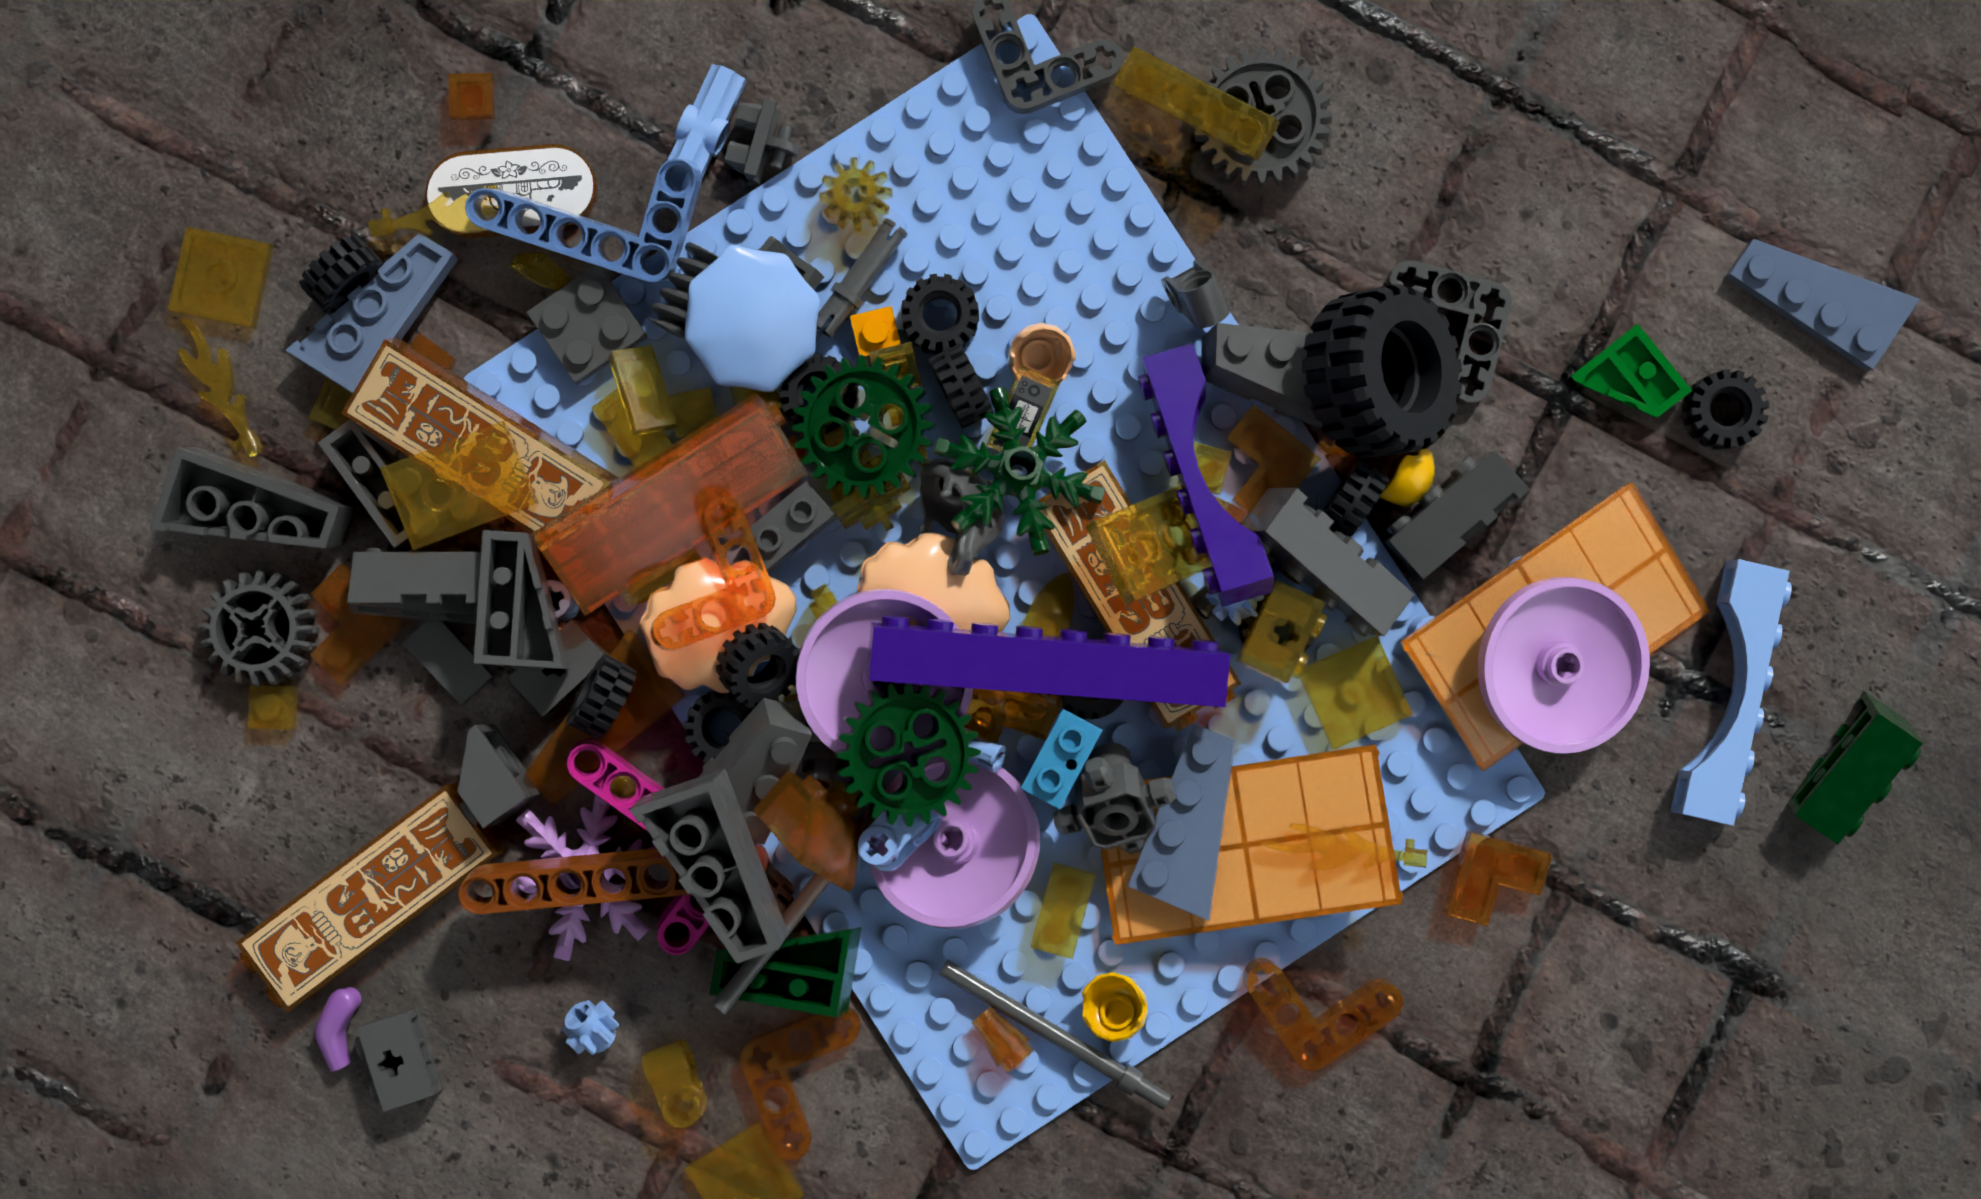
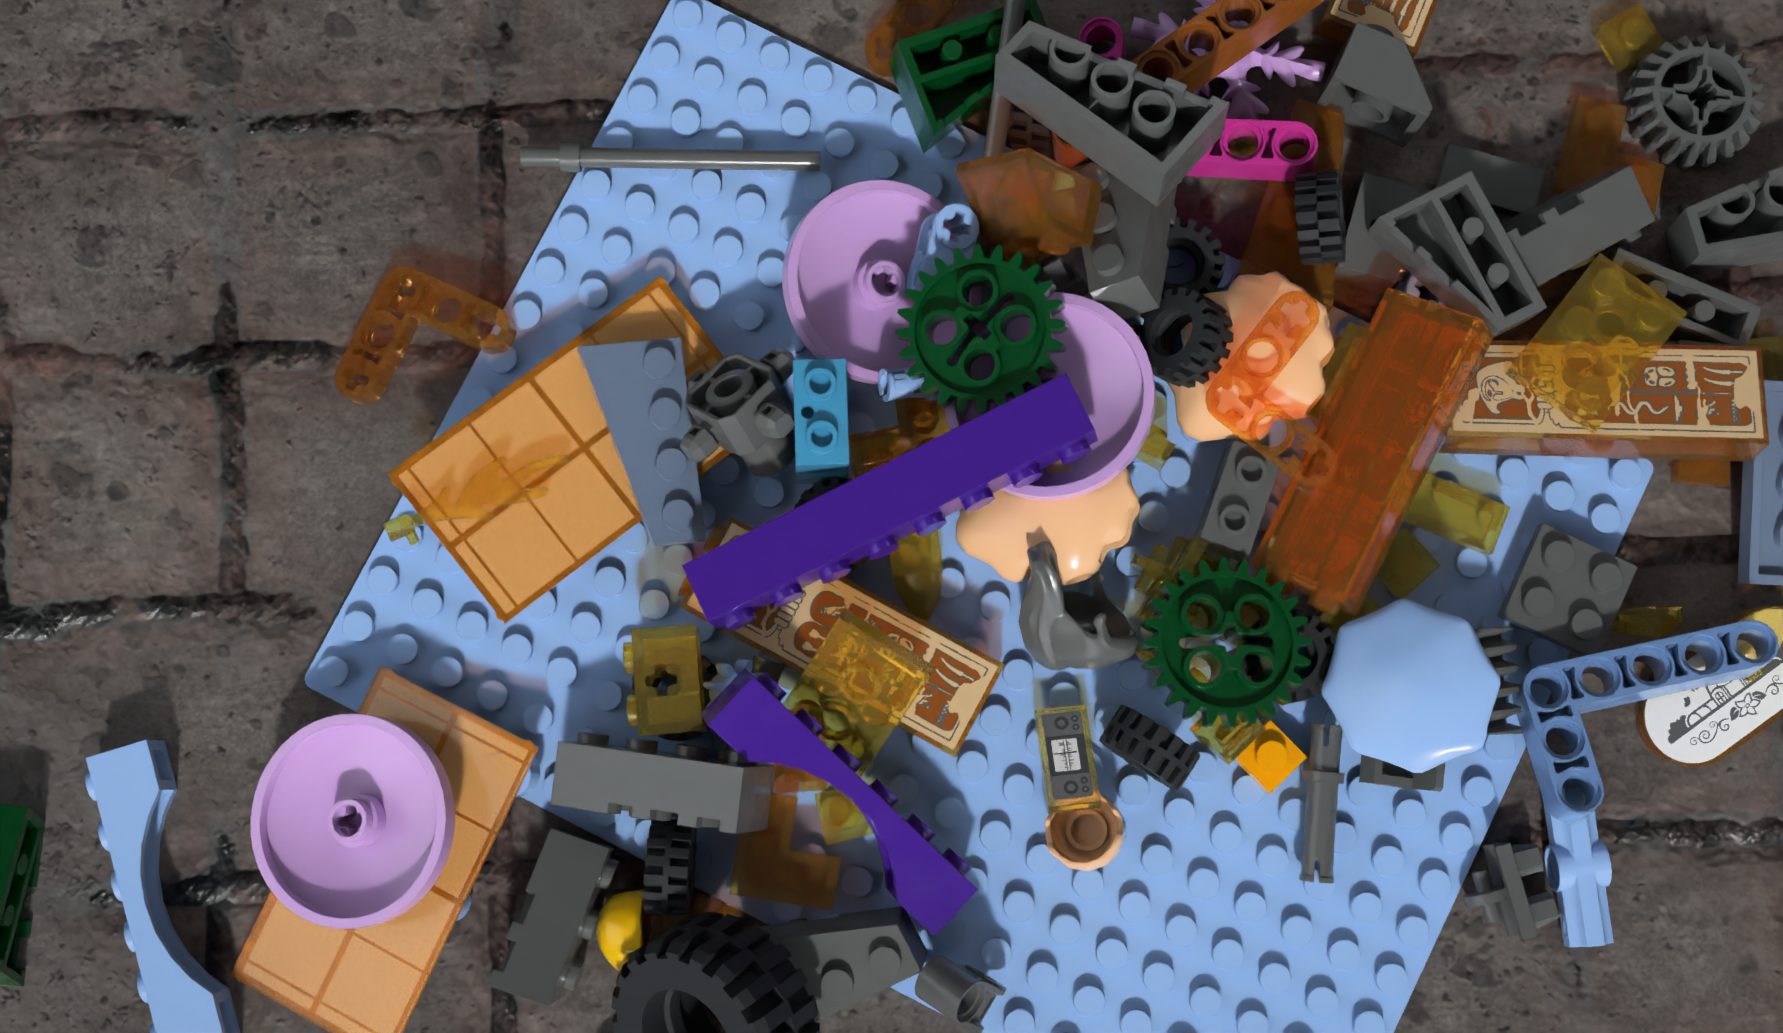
camera: 145 degrees right, 5 degrees down
(642, 390) = (1470, 554): clear yellow tile -> none
(869, 184) = (1399, 890): clear yellow gear -> none
(939, 288) = (1246, 821): black tyre -> none
(1003, 1041) = (719, 122): clear orange cone -> none
(1023, 458) = (1047, 706): dark green piece -> none
(1062, 910) = (732, 281): clear yellow plate -> none
(1114, 1007) = (625, 214): yellow hair -> none
(1354, 692) = (557, 671): clear yellow tile -> none
(1487, 864) = (324, 574): clear orange plate -> none

